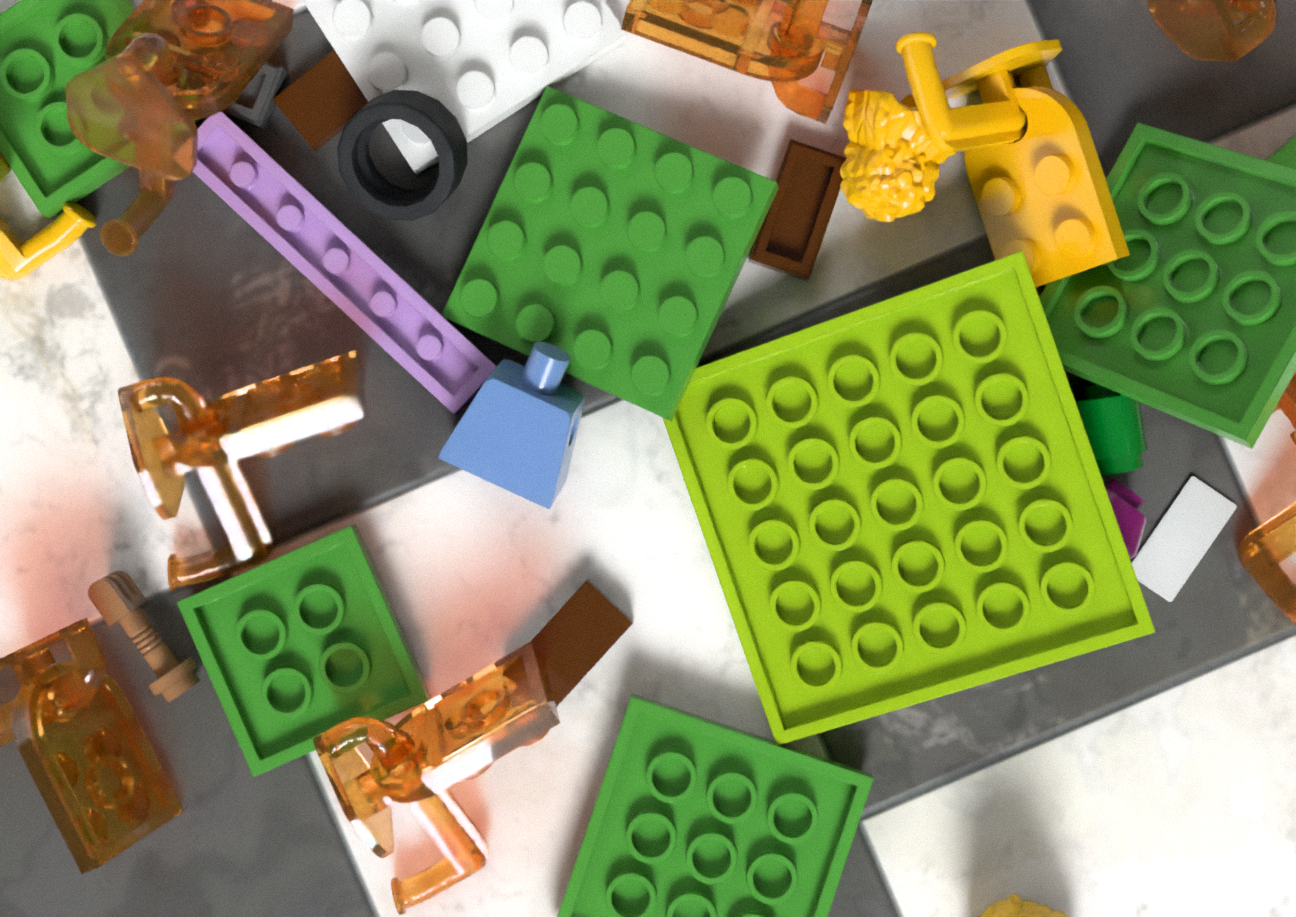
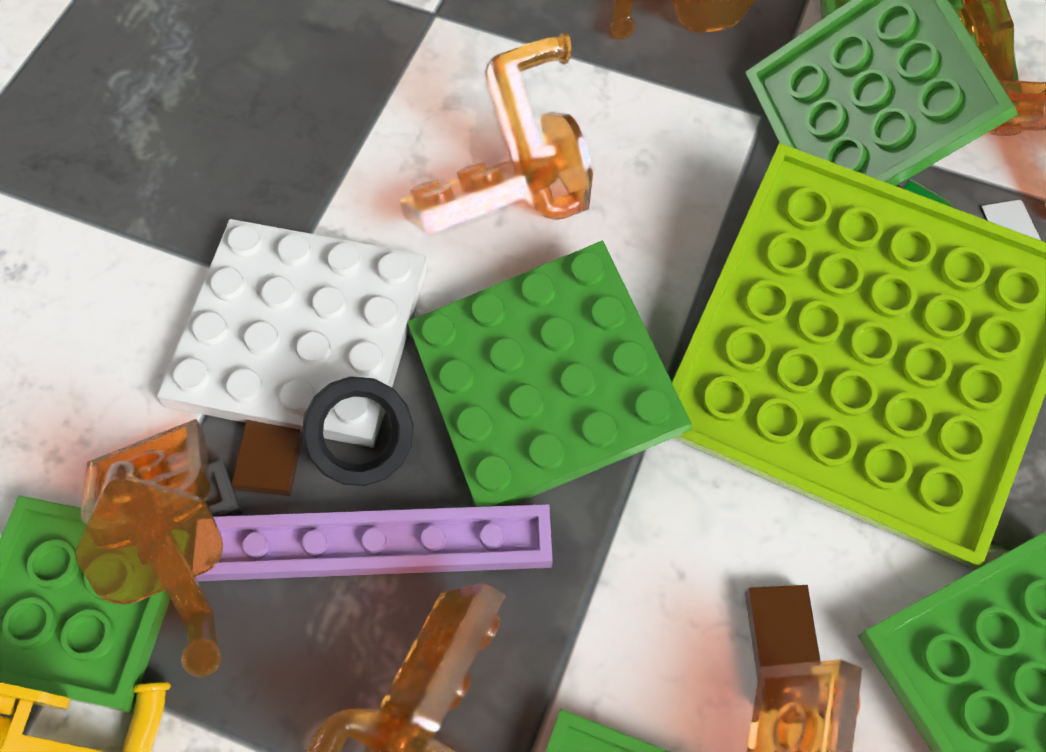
camera: 50 degrees left, 25 degrees down
(521, 427) = (605, 523): medium blue torso -> none
(800, 211) = (632, 258): reddish brown tile -> none
(889, 156) = (646, 174): yellow hair -> none
(1023, 156) = (739, 121): yellow plate -> none

